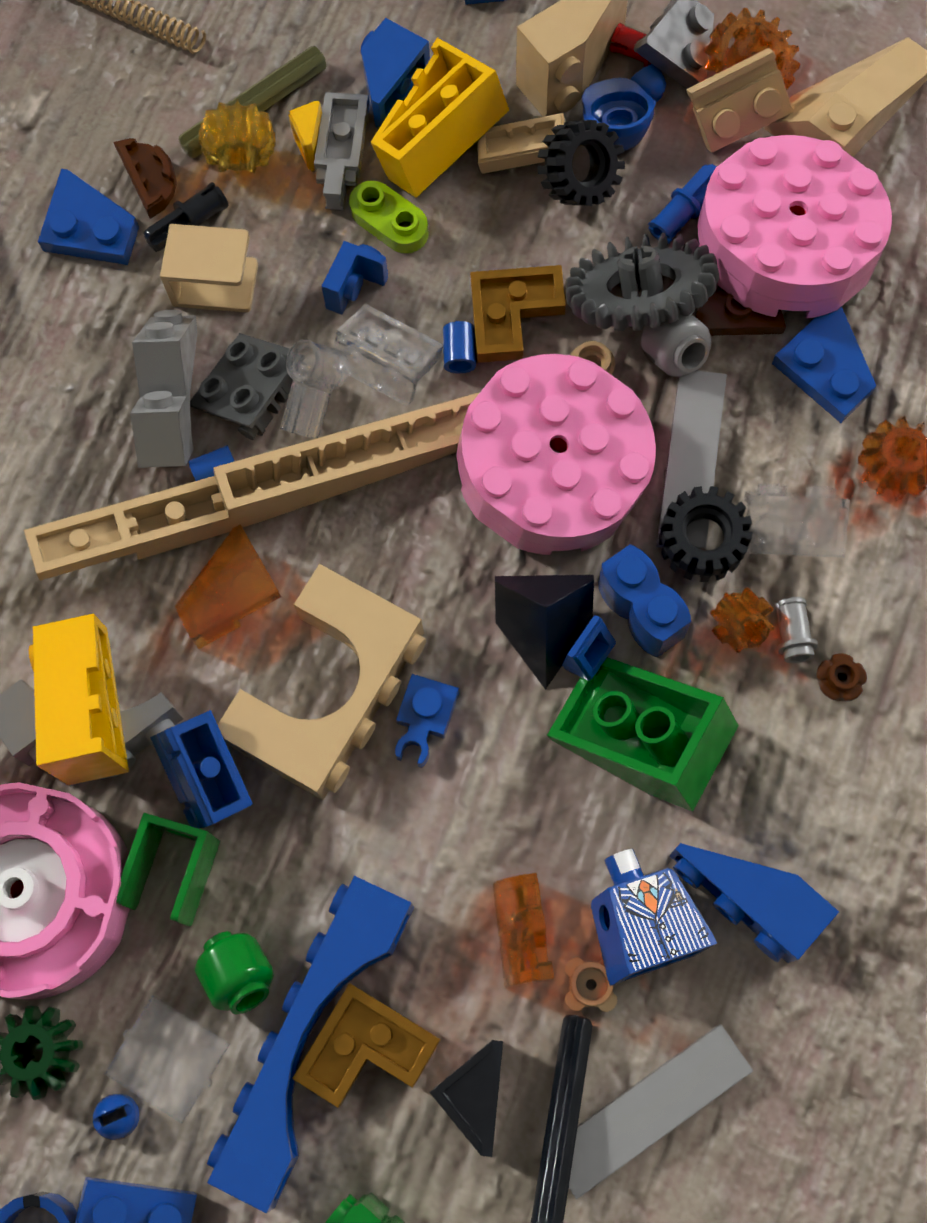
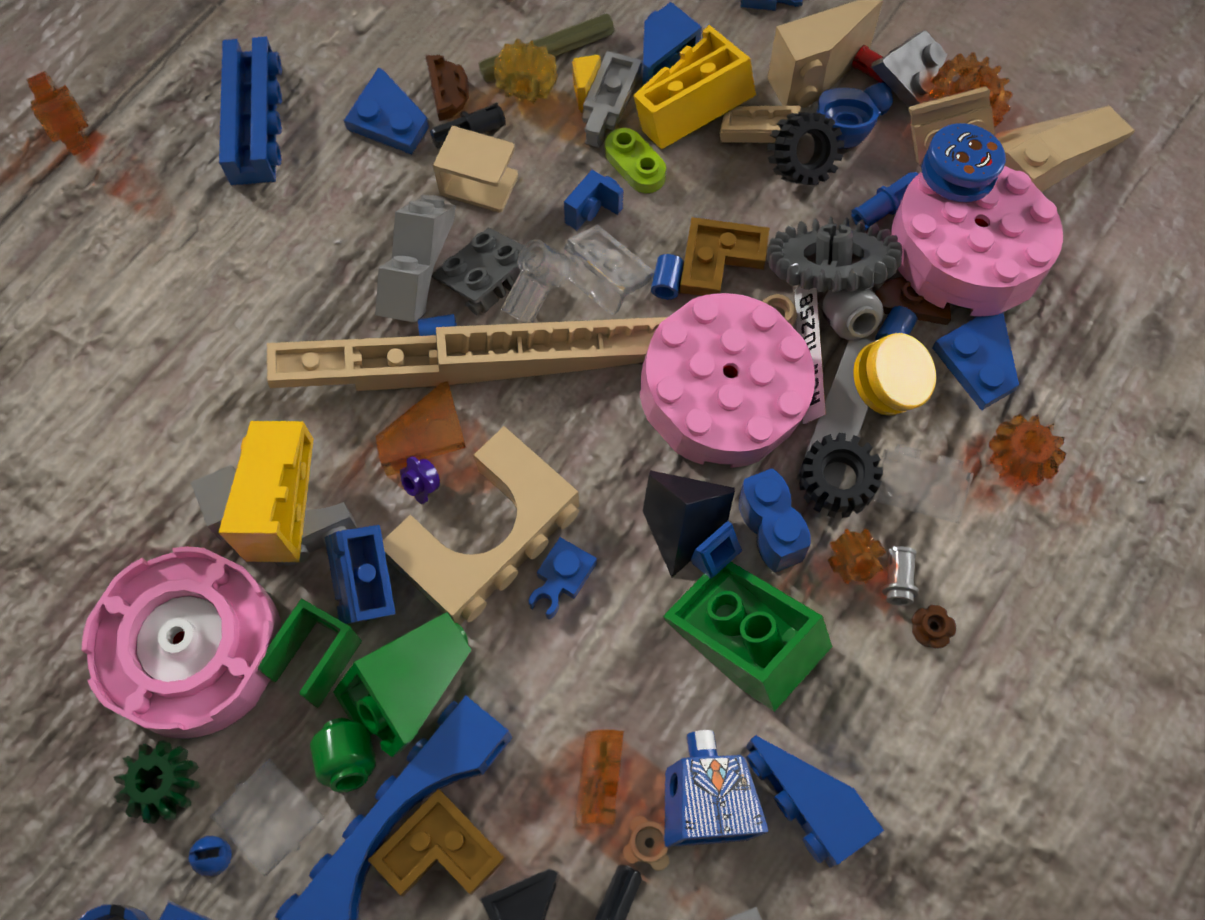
camera: 10 degrees right, 5 degrees down
(238, 644) = (419, 478): none -> dark purple plate
(282, 877) = (403, 681): none -> green slope
(632, 374) = (808, 327): none -> sticker
(728, 350) = (897, 321): none -> blue hinge
(739, 405) = (894, 374): none -> head
(764, 145) = (963, 162): none -> blue head

